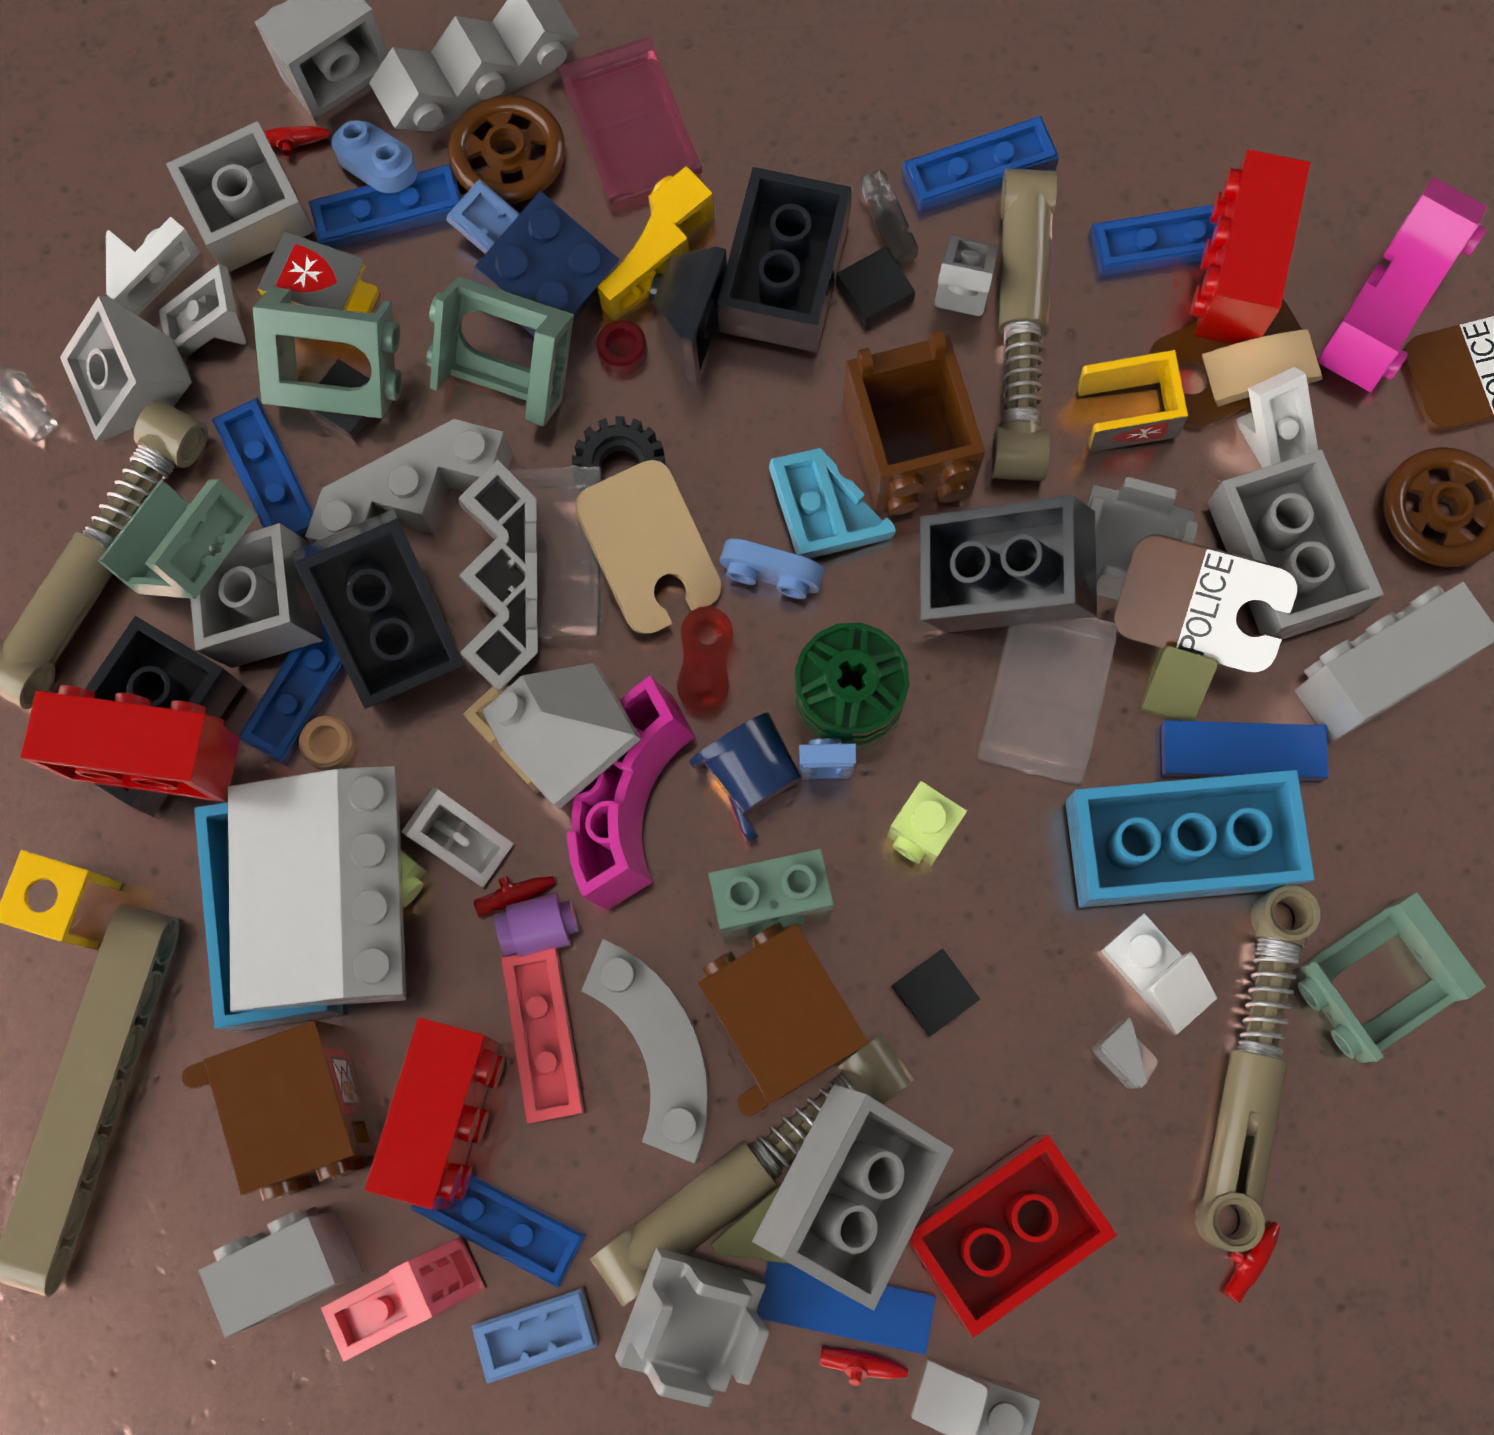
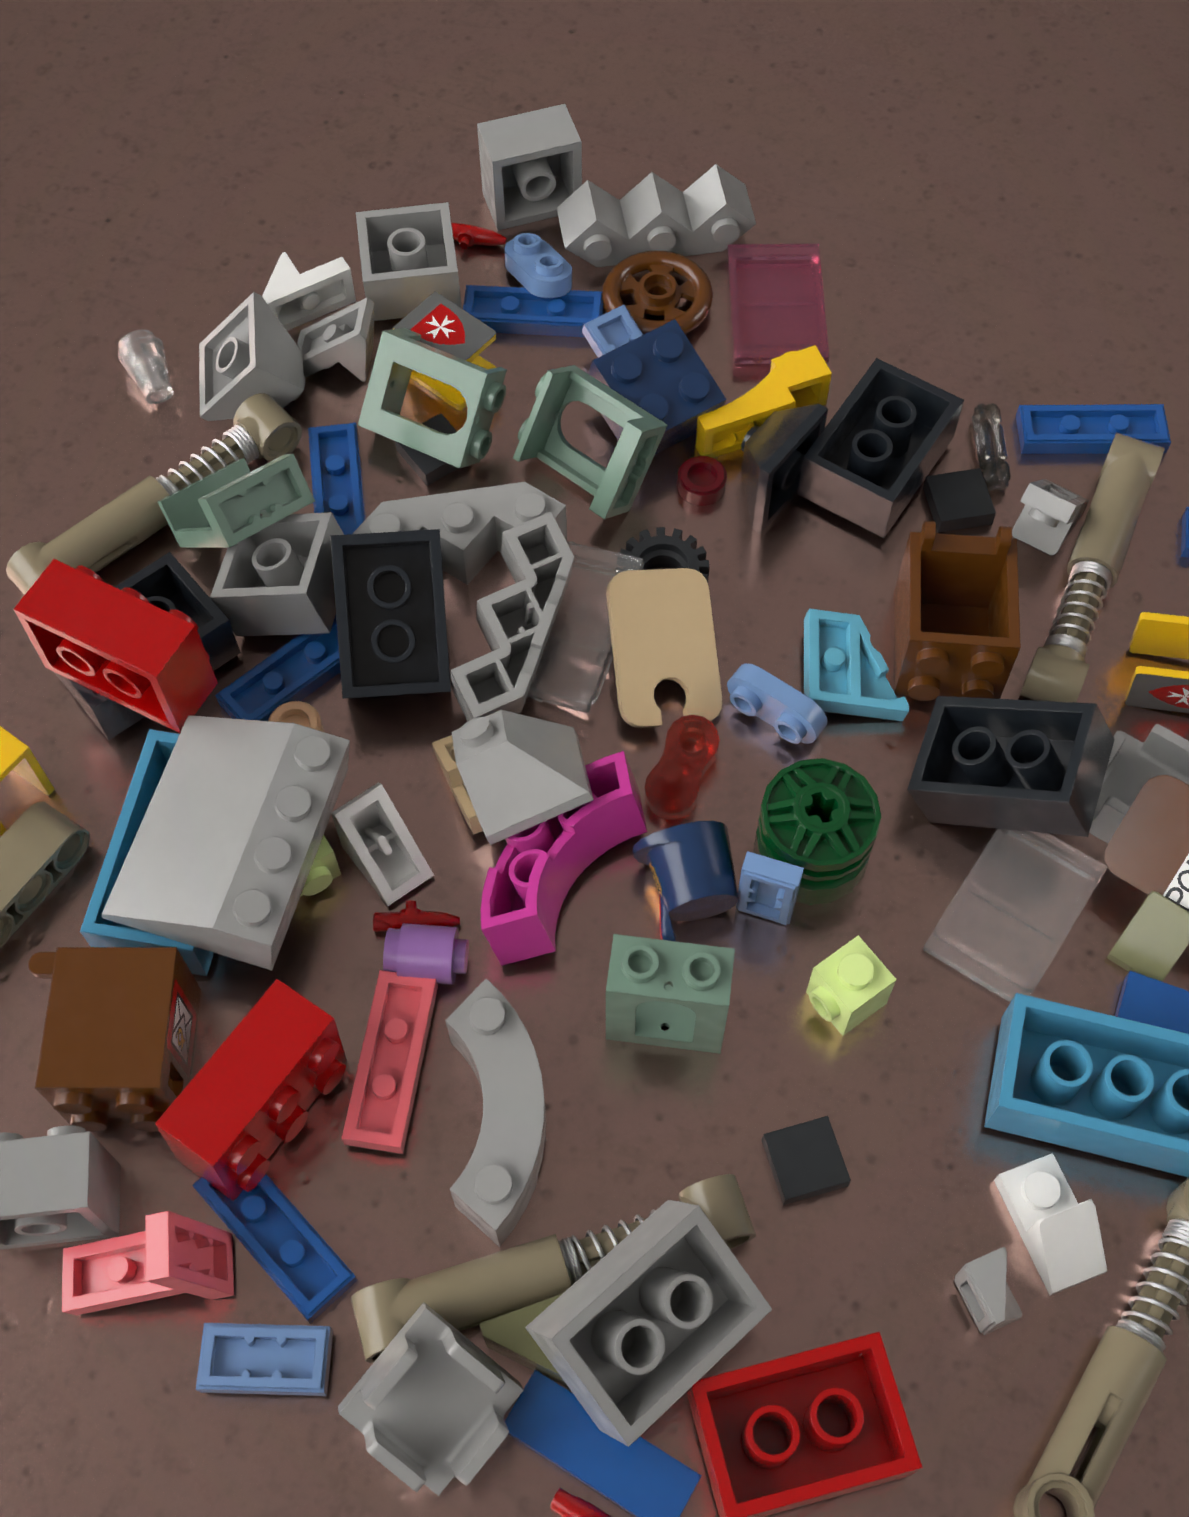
camera: 15 degrees right, 15 degrees down
(780, 1014) = (636, 1117): reddish brown container -> none

